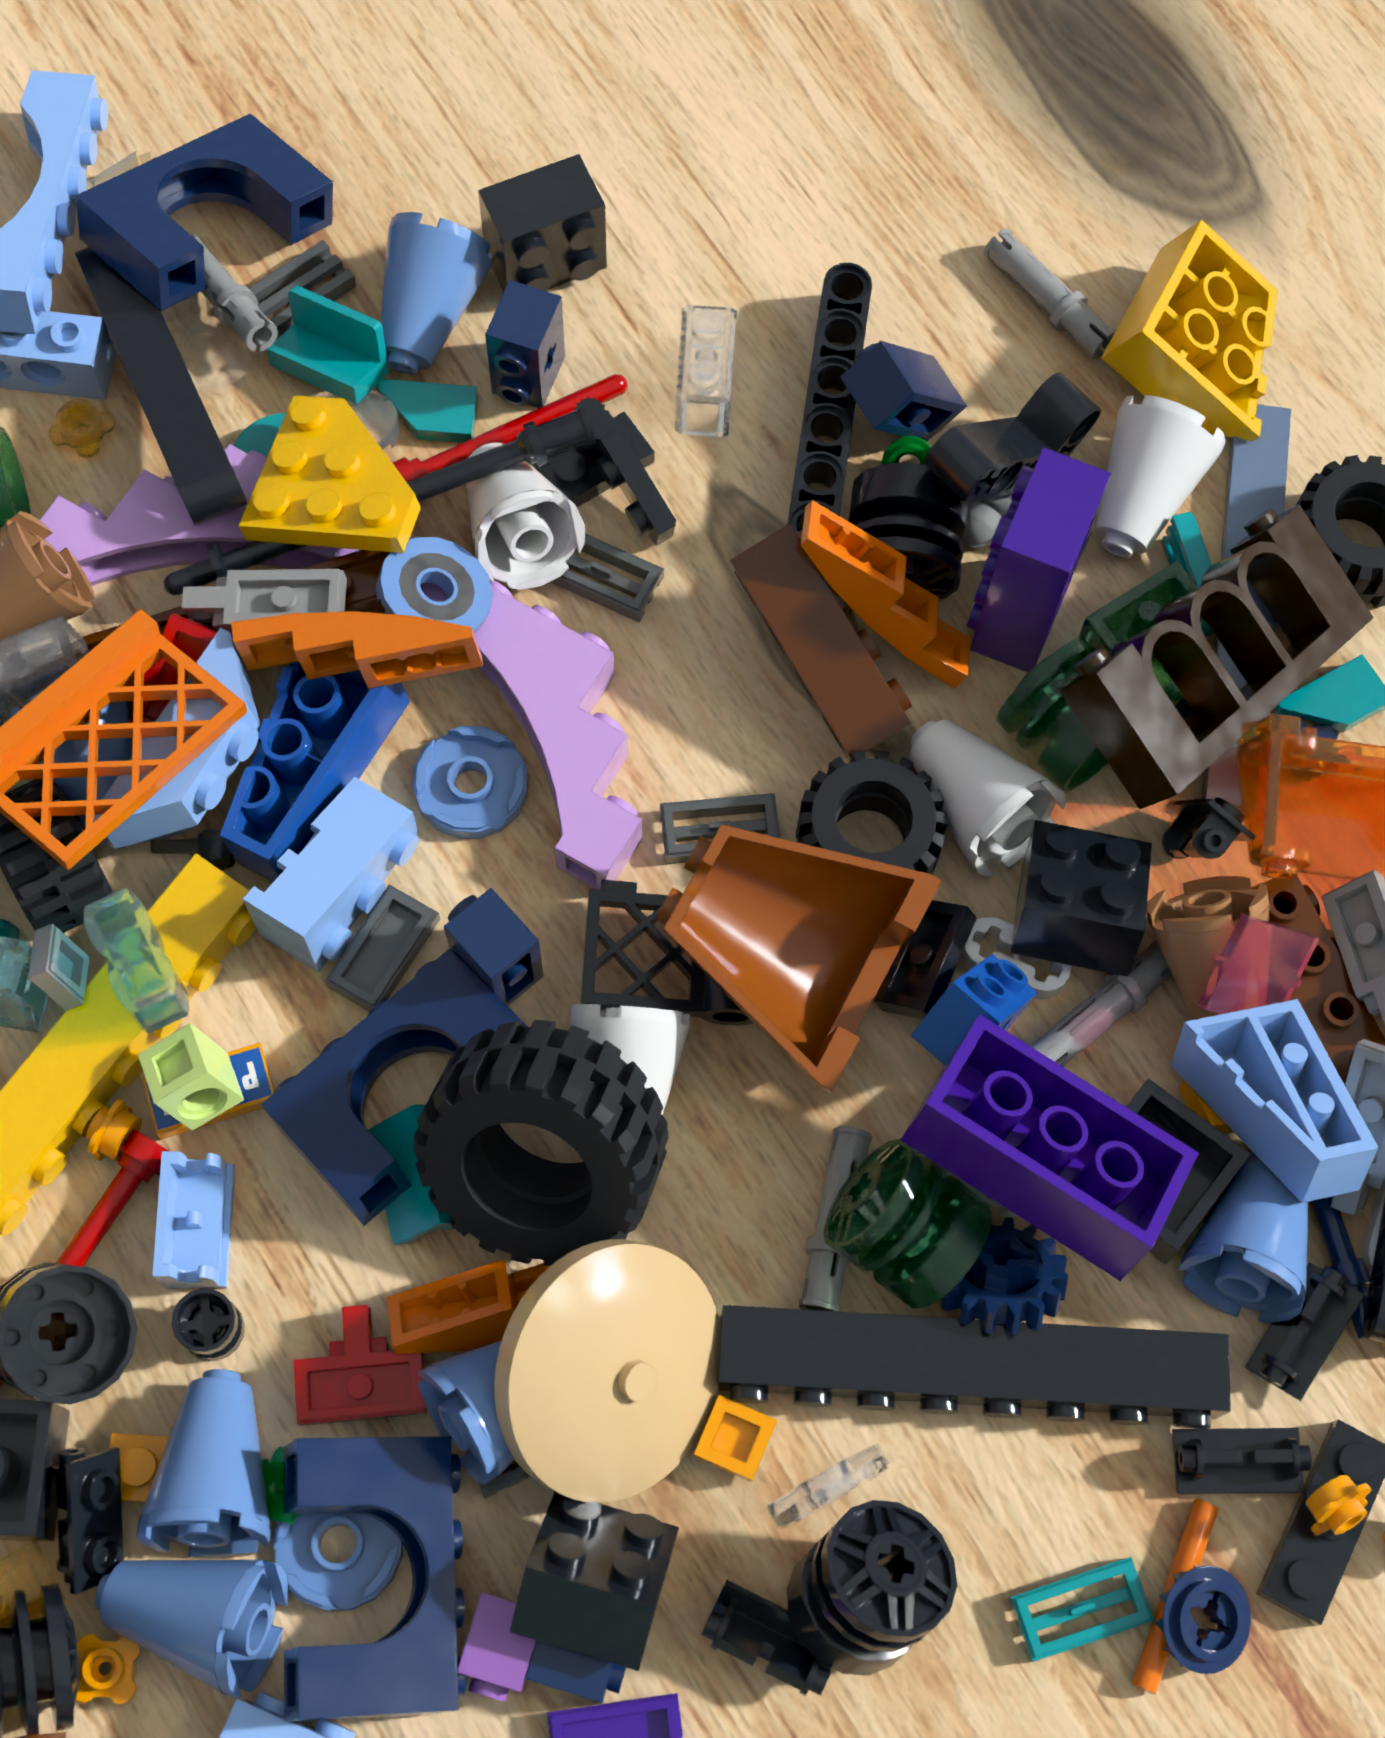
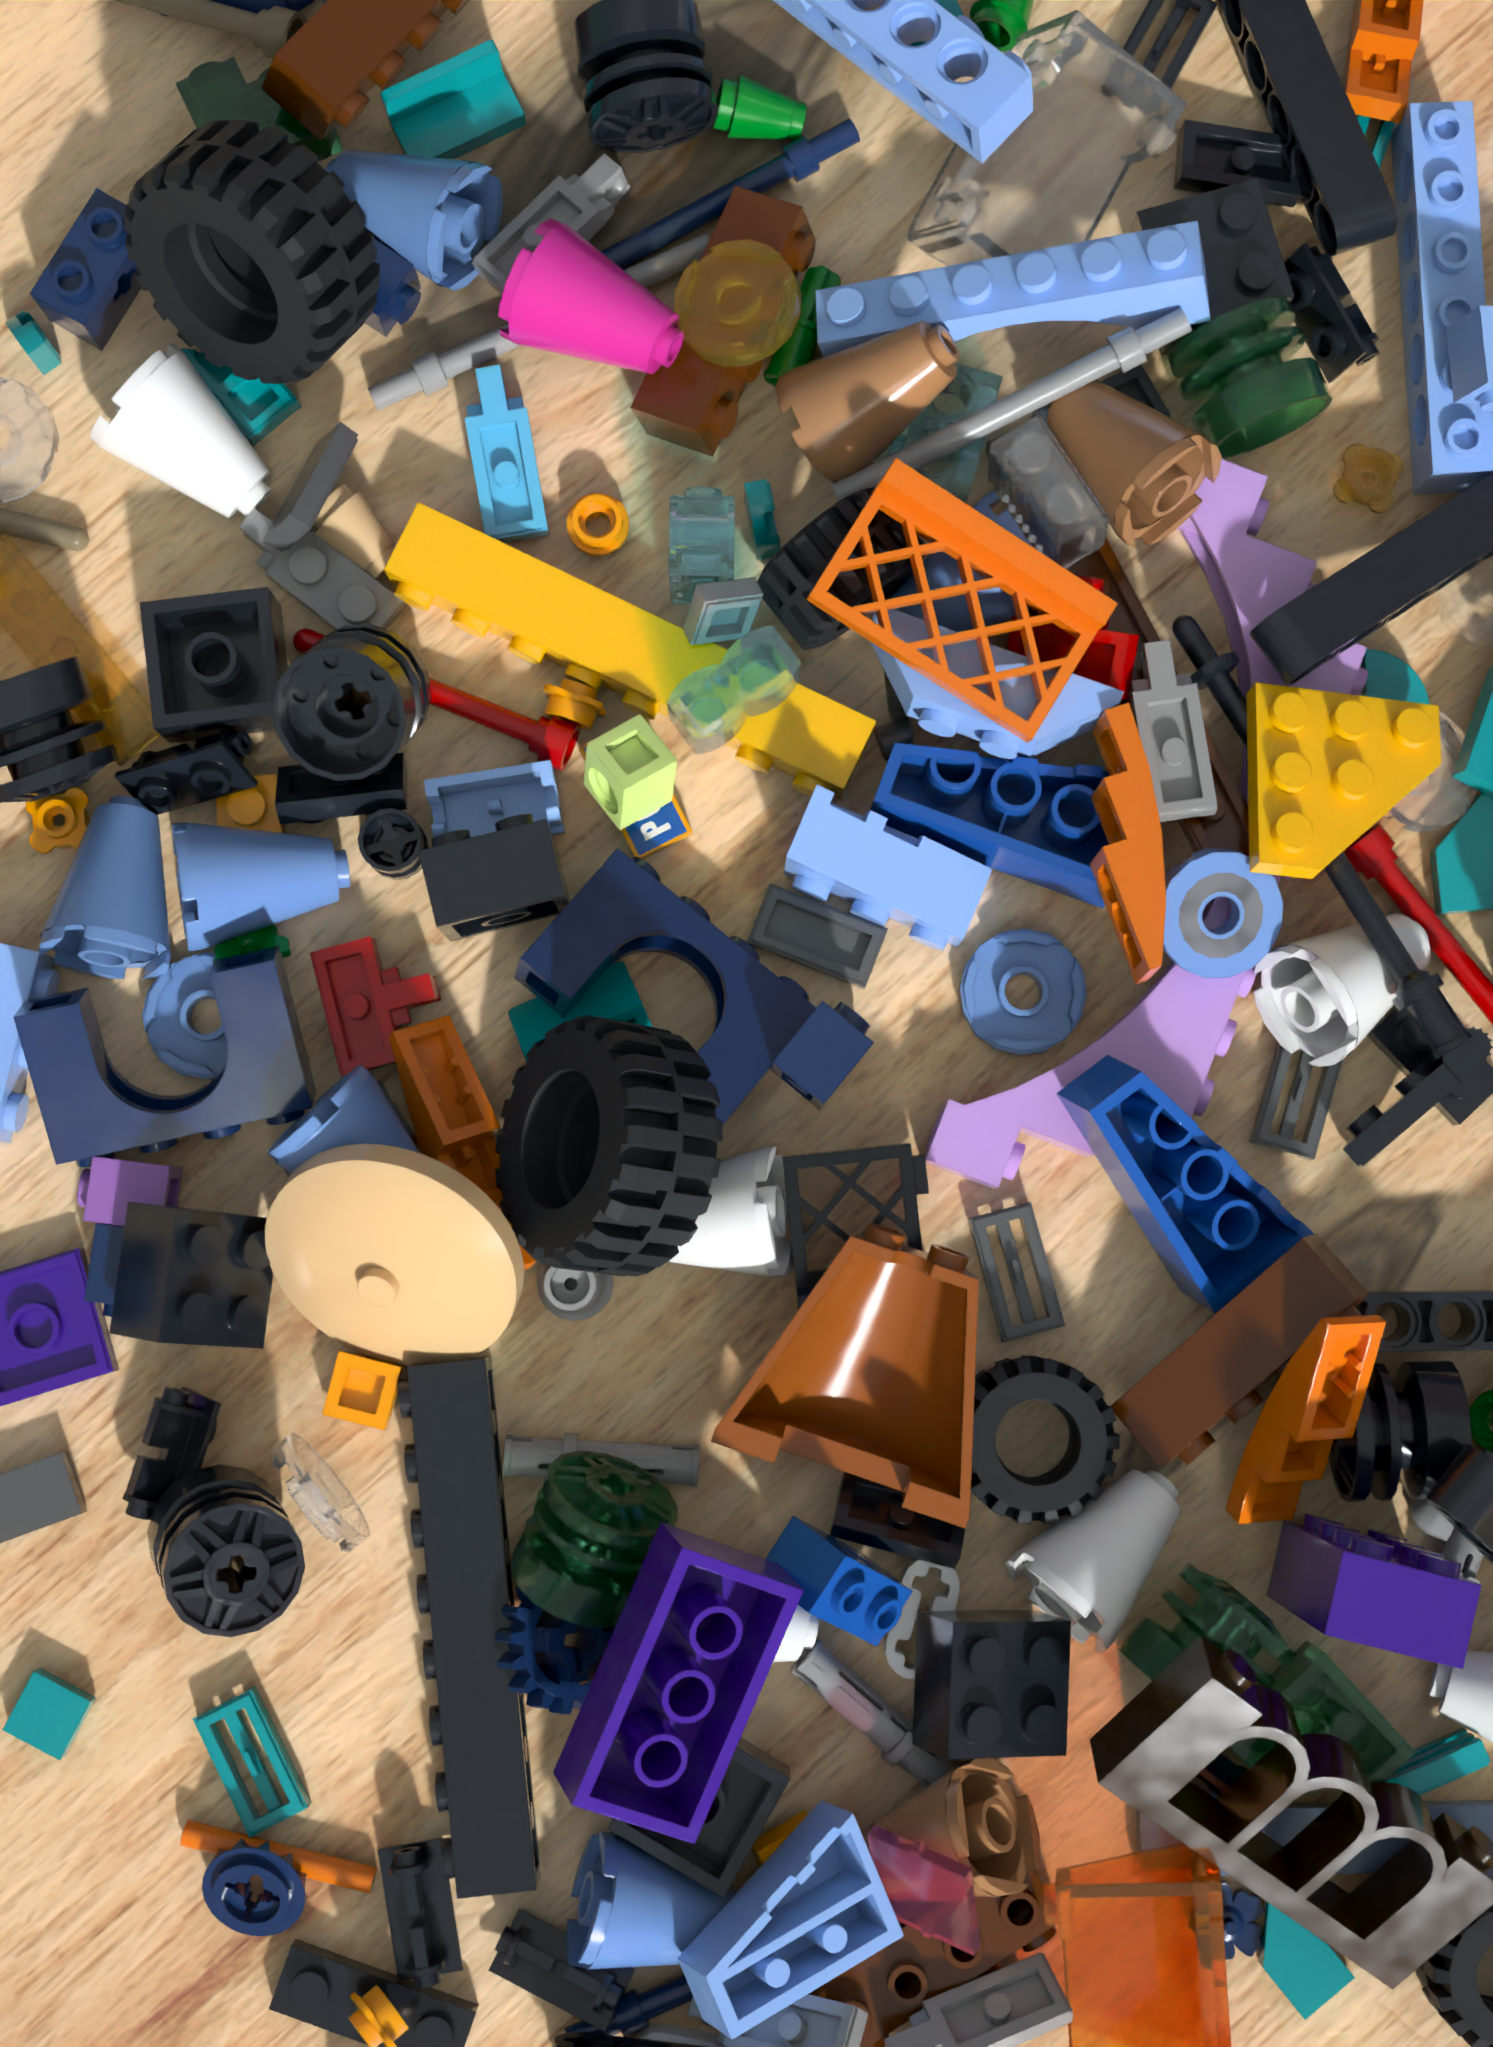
camera: 80 degrees right, 15 degrees up
(141, 1393) = (315, 798): none -> black plate
(263, 1221) = (494, 877): none -> black brick
(666, 665) = (1183, 1189): none -> blue wedge
(669, 1220) = (573, 1293): none -> light grey piece
(1204, 828) = (1088, 1816): black hinge -> none

